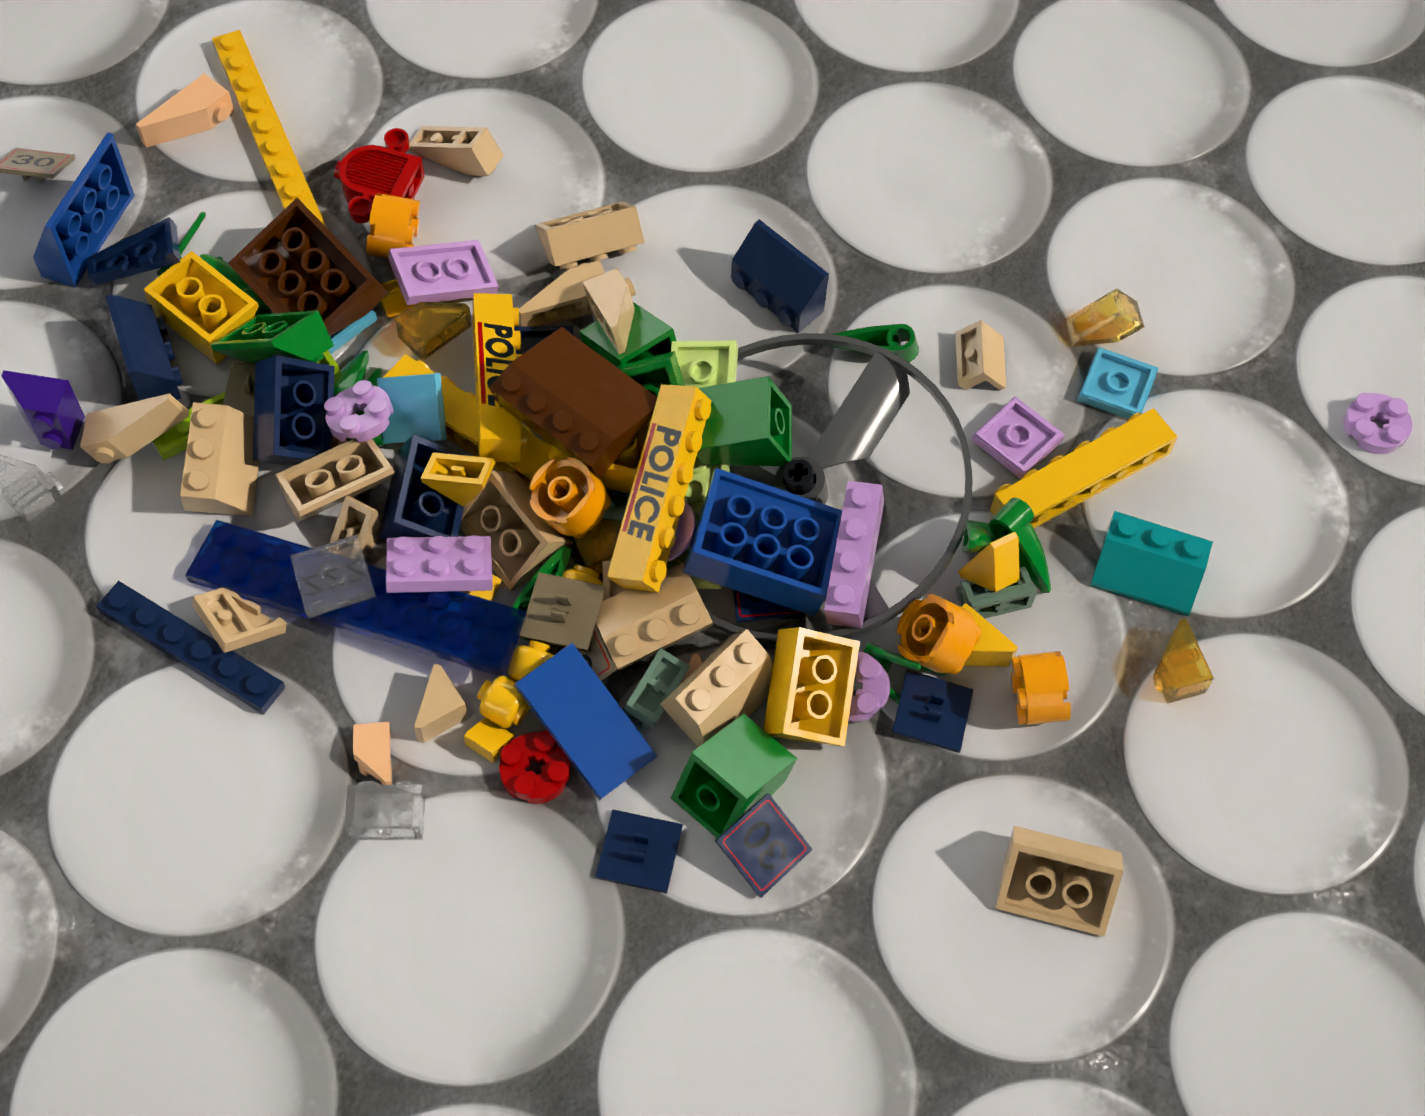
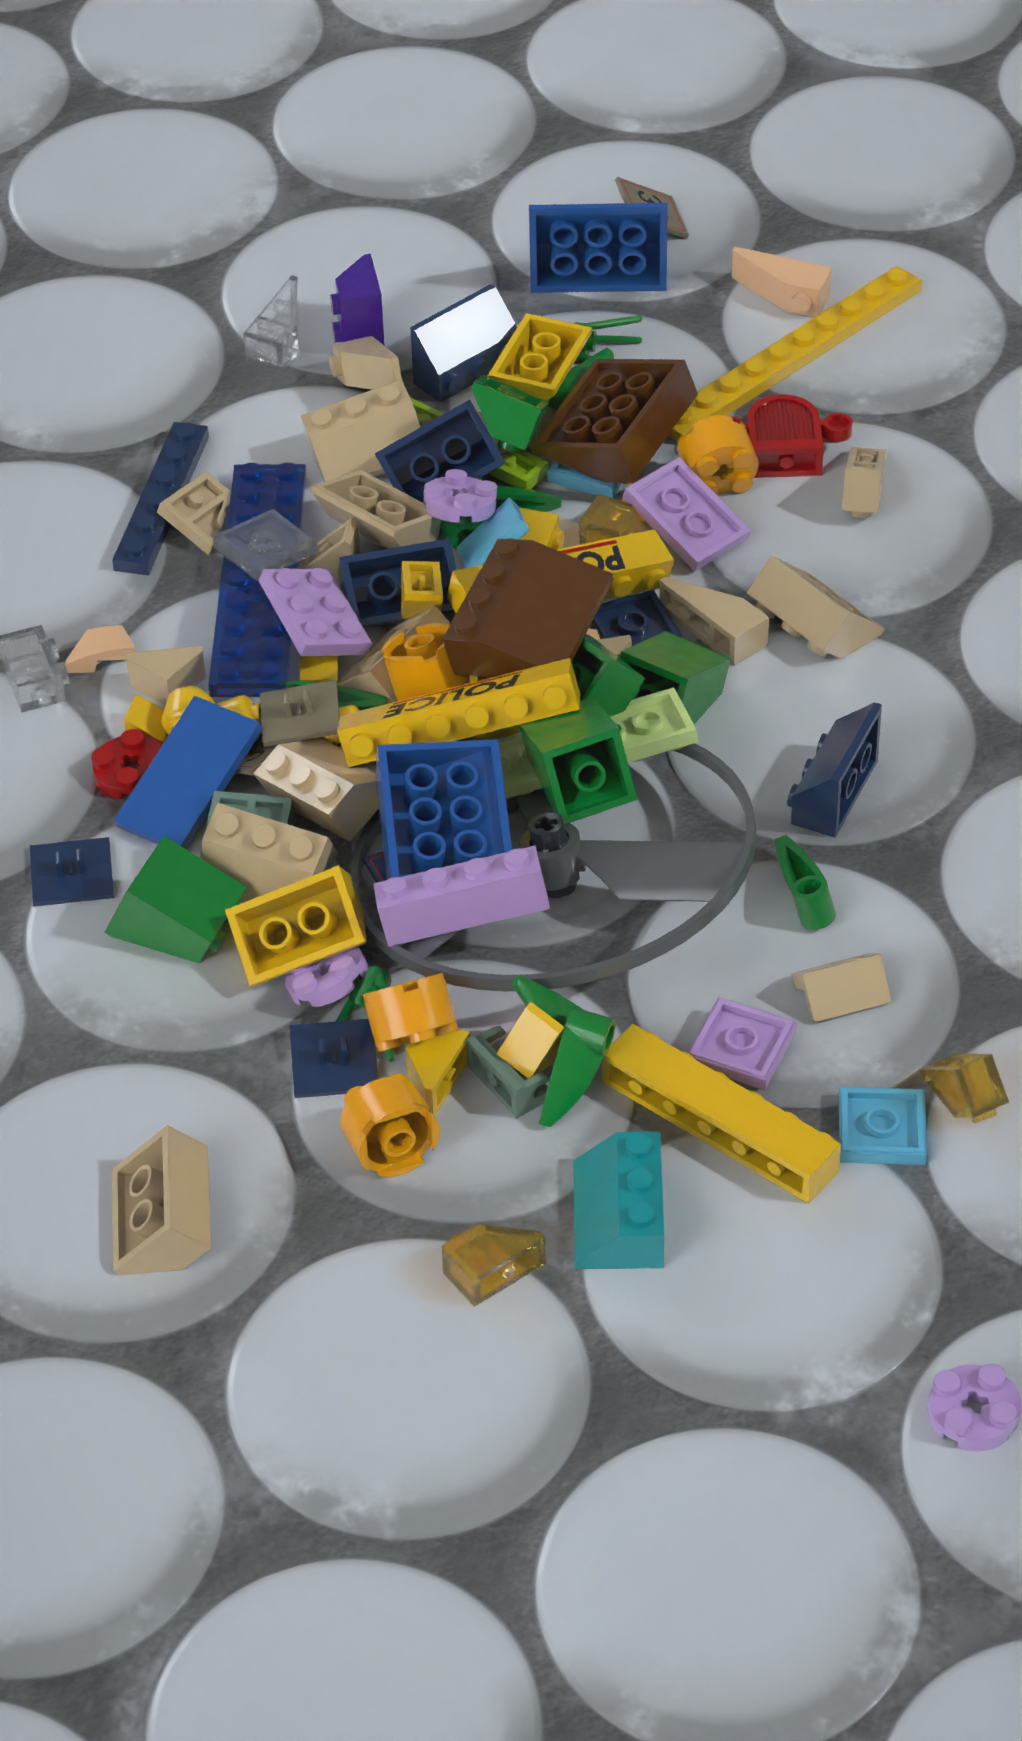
camera: 75 degrees right, 15 degrees down
(137, 254) = (579, 304): dark blue wing -> none
(612, 305) = (692, 632): tan slope -> none
(763, 845) = (104, 949): dark blue piece -> none

